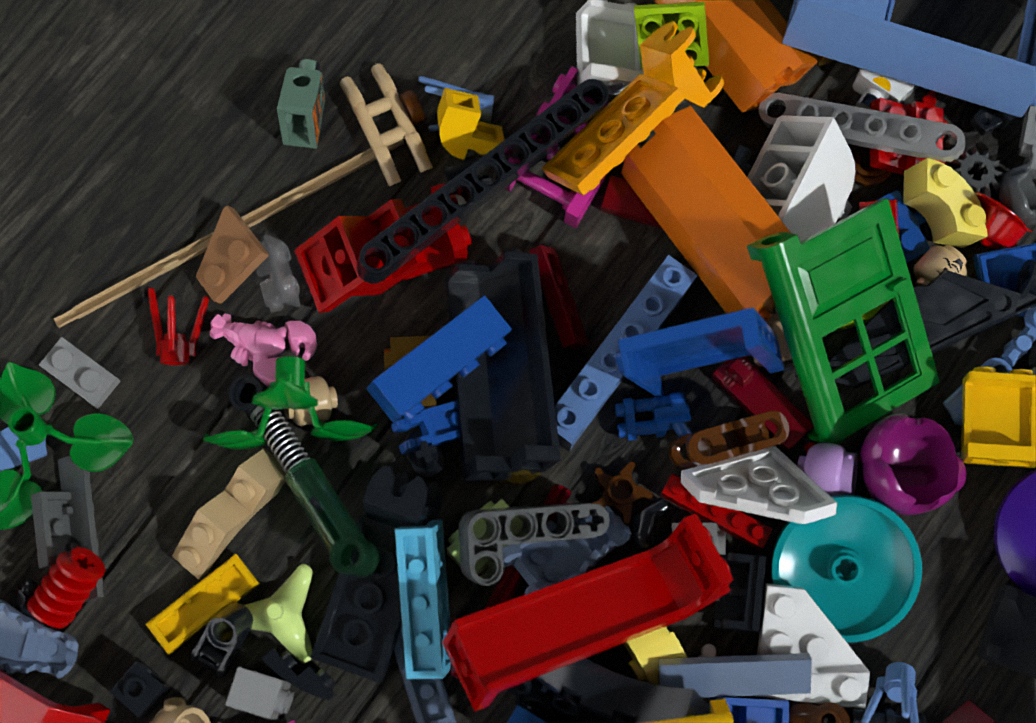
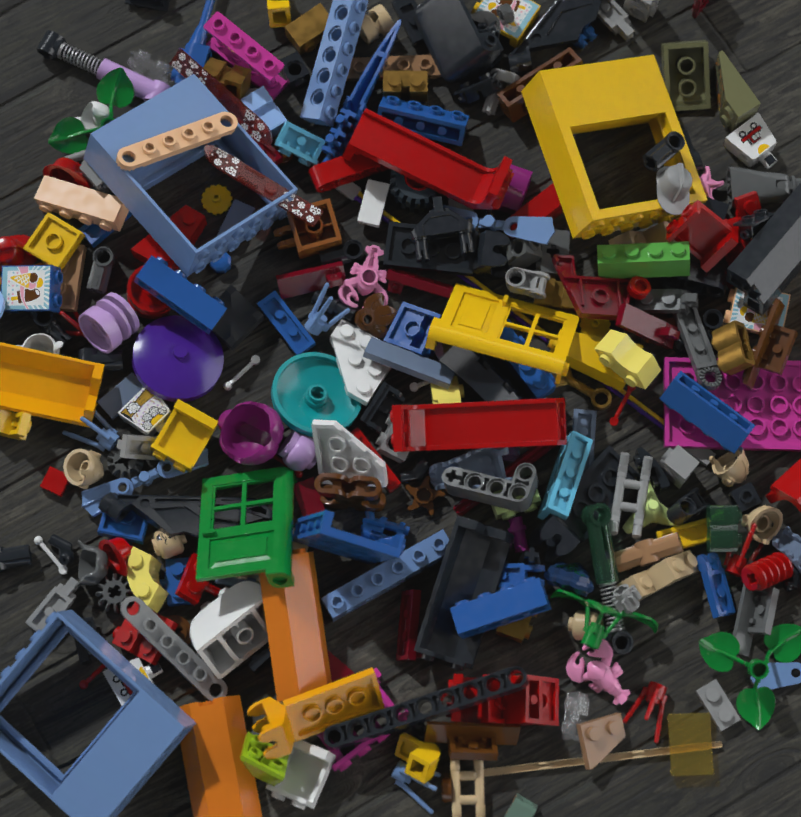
camera: 150 degrees left, 0 degrees up
(99, 302) = (690, 744): none -> clear yellow piece
(104, 659) = (763, 517): none -> tan helmet
(117, 586) = (736, 564): none -> red plant
(140, 540) = (715, 585): none -> blue hinge
(155, 624) = (723, 528): none -> clear green brick
(257, 543) = (648, 552): none -> medium nougat piece
(261, 449) = (626, 598): none -> light grey gear
(305, 637) = (641, 486): none -> light grey piece
(355, 455) = (569, 577): none -> dark blue rock
(403, 174) = (472, 740): none -> reddish brown bracket
(462, 496) = (518, 530): none -> magenta pin
(942, 663) = (286, 323): none -> blue plate
(957, 589) = (255, 360): none -> white hinge

